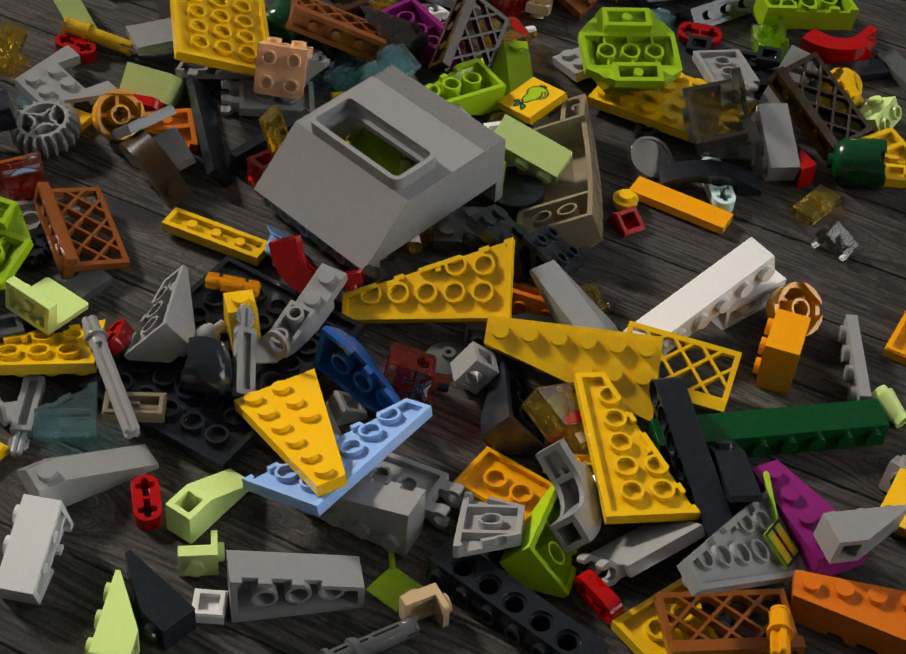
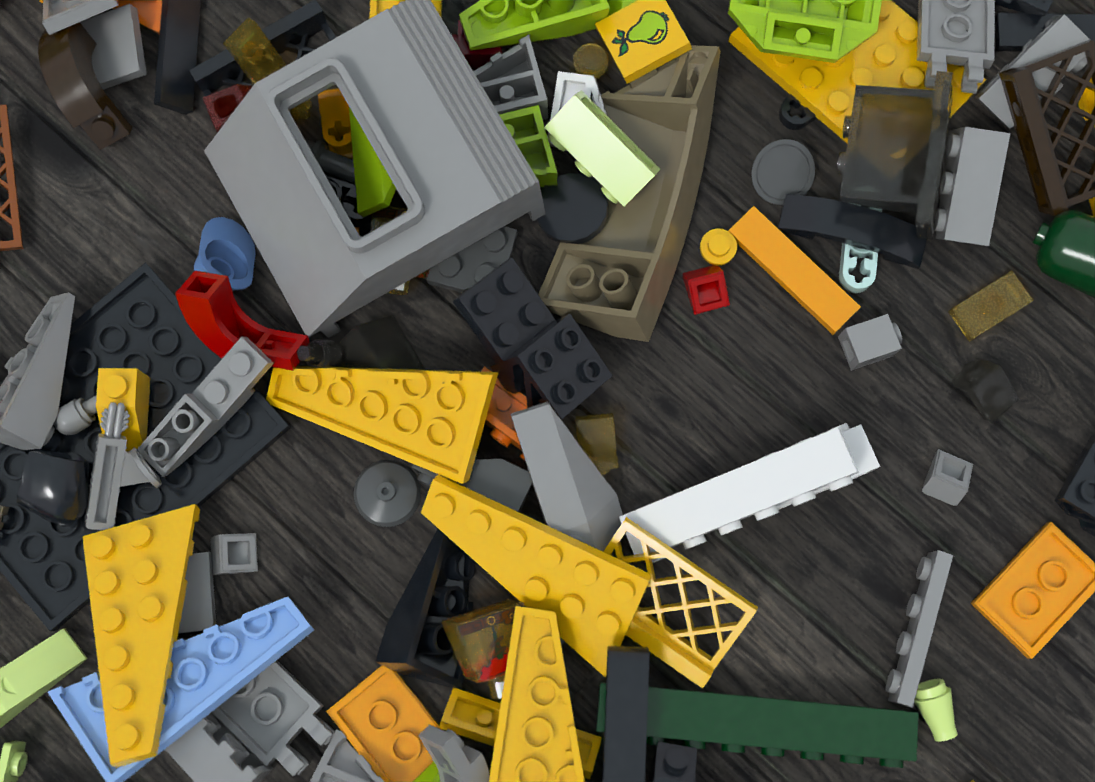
camera: 20 degrees right, 35 degrees up
(215, 236) = (141, 216): yellow plate -> none
(231, 283) = (133, 326): light orange axle -> none
(353, 369) = (241, 505): blue wedge -> none
(413, 373) = (304, 527): clear red torso -> none
(474, 368) = (403, 538): light grey brick -> none
(746, 225) = (870, 341): none -> light grey brick
(780, 351) = (821, 600): light orange brick -> none
(799, 299) = (868, 526): light orange cylinder -> none
(807, 171) = (1000, 241): red slope -> none
(833, 292) = (948, 478): none -> light grey slope

